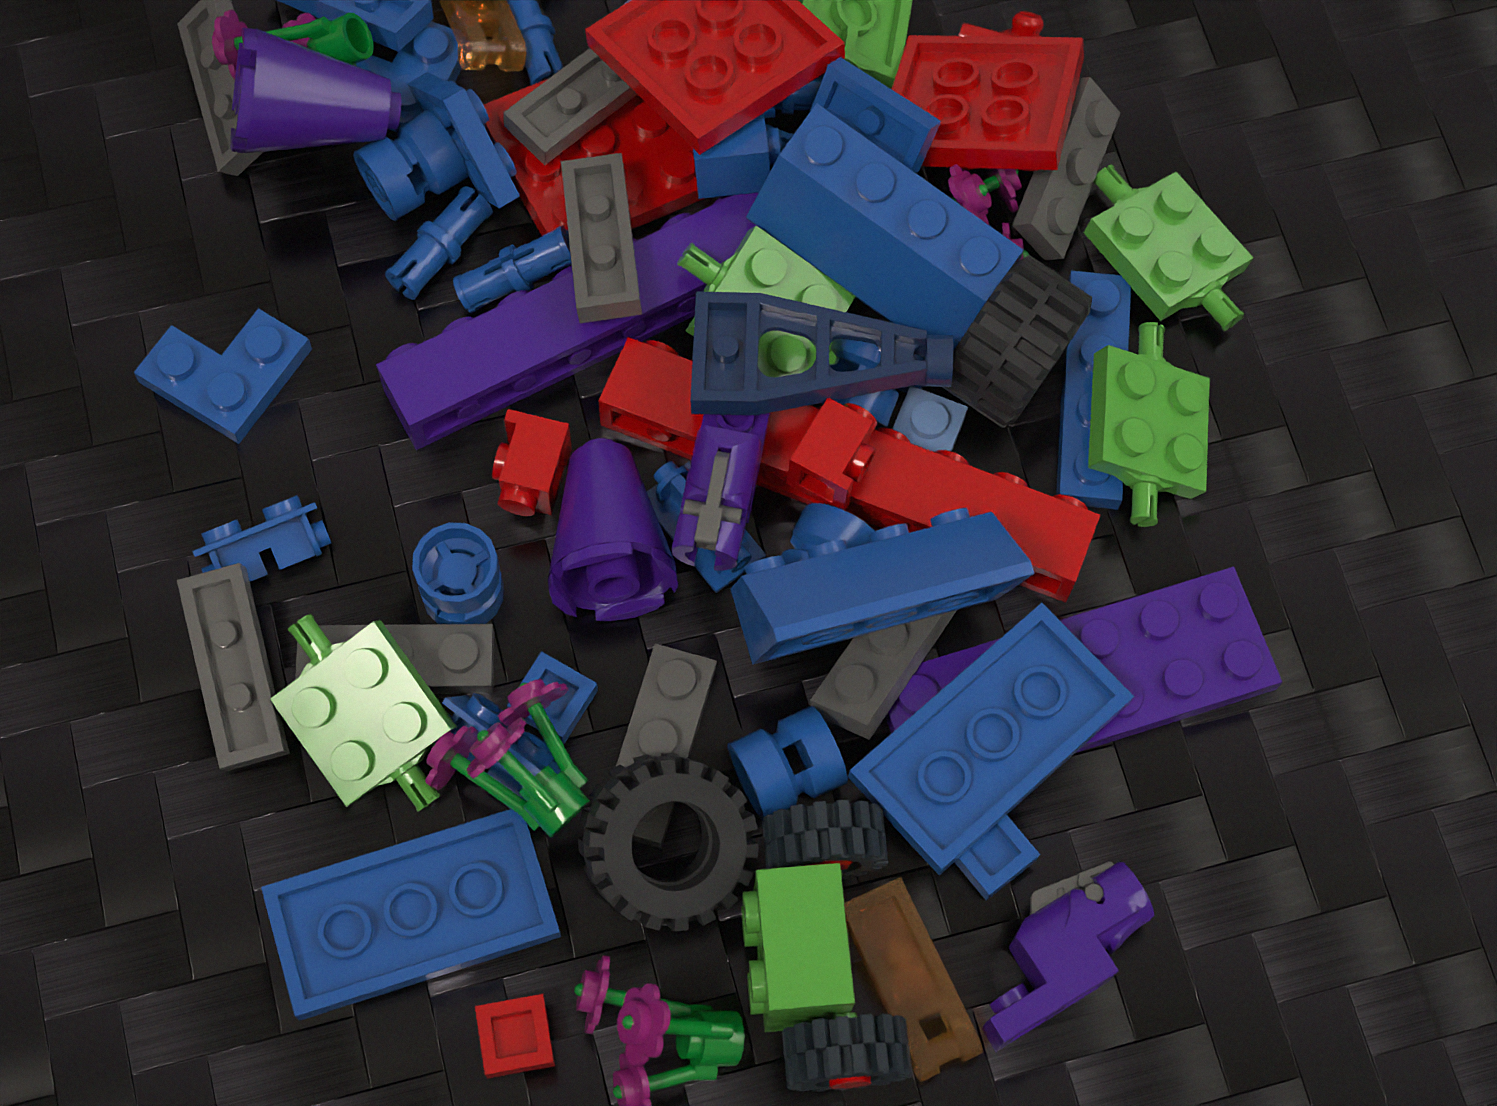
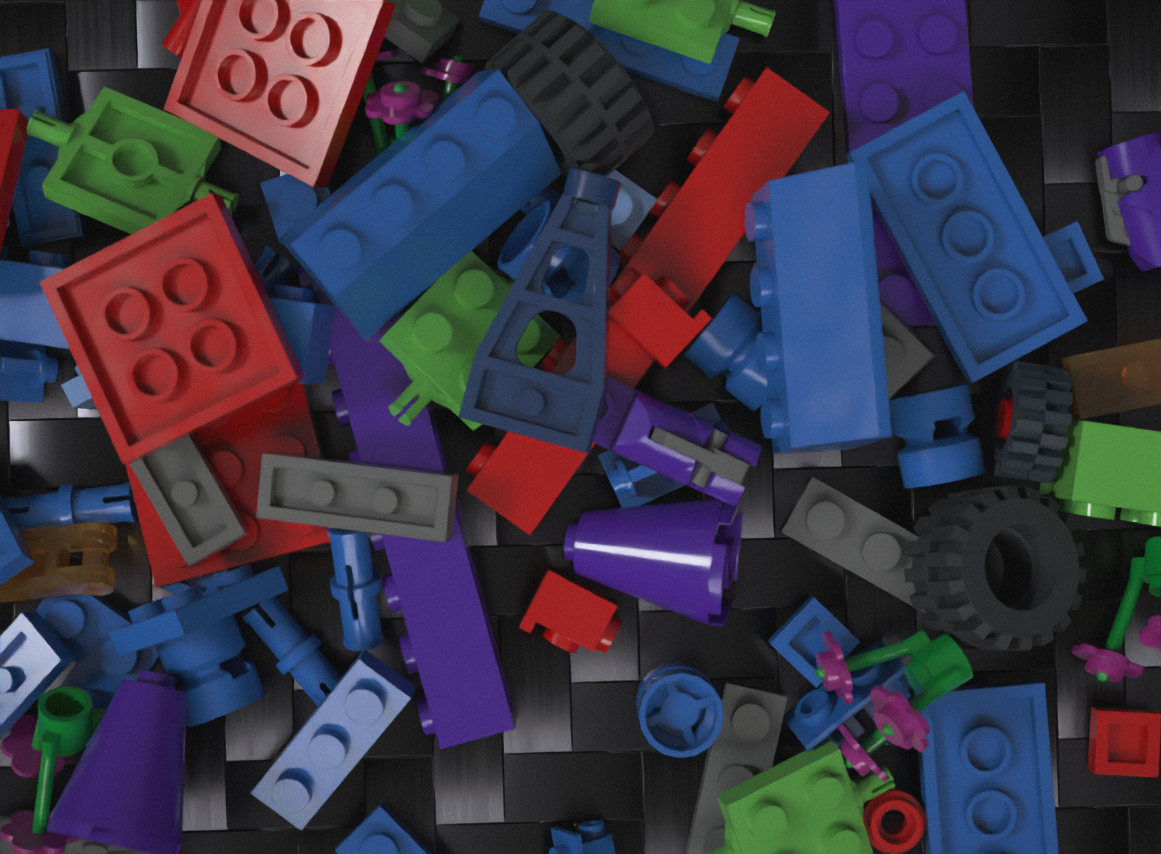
camera: 70 degrees left, 20 degrees up
(365, 279) = (333, 739): none -> plate
(378, 802) = (904, 836): none -> red plate
(877, 113) = (295, 181): blue plate -> none

